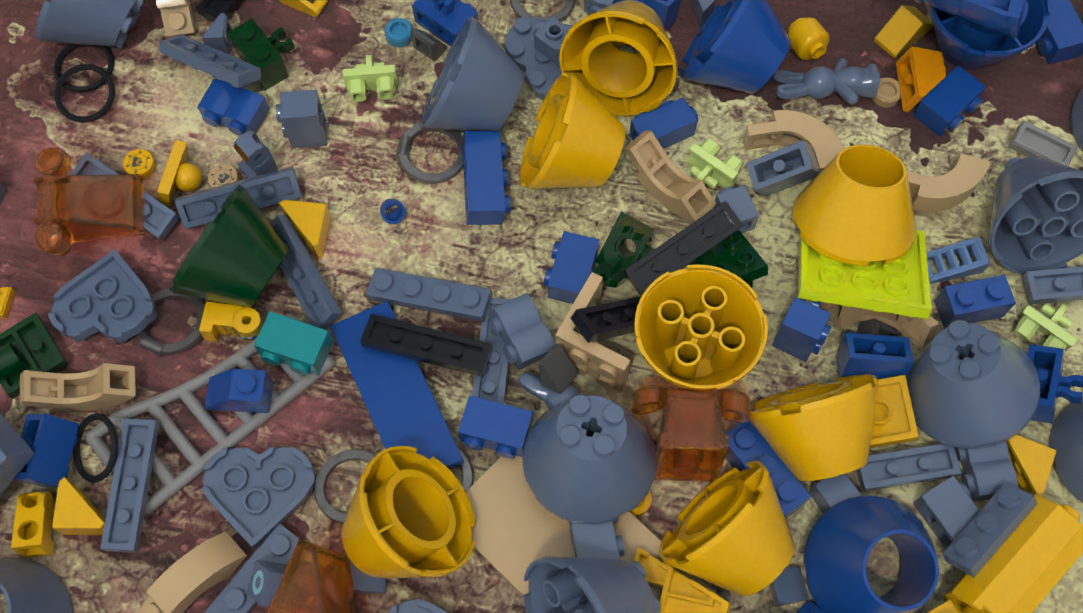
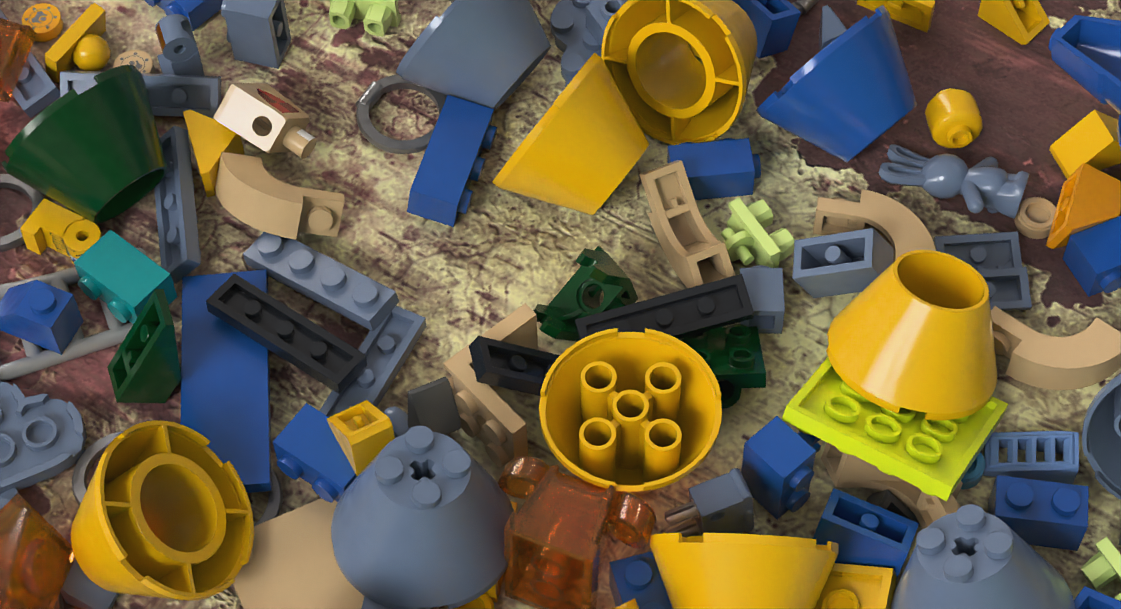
camera: 20 degrees right, 10 degrees down
(339, 397) = (147, 360): none -> dark green slope
(342, 189) = (265, 119): none -> tan torso
(372, 252) = (272, 205): none -> tan arch
(395, 215) = (321, 174): blue hinge -> none
(521, 330) = (410, 349): sand blue brick -> none
(521, 405) = (361, 433): none -> yellow slope
(572, 266) = (514, 285): blue brick -> none
(772, 372) = (715, 507): none -> sand blue piece
(873, 130) = (998, 261): none -> sand blue slope

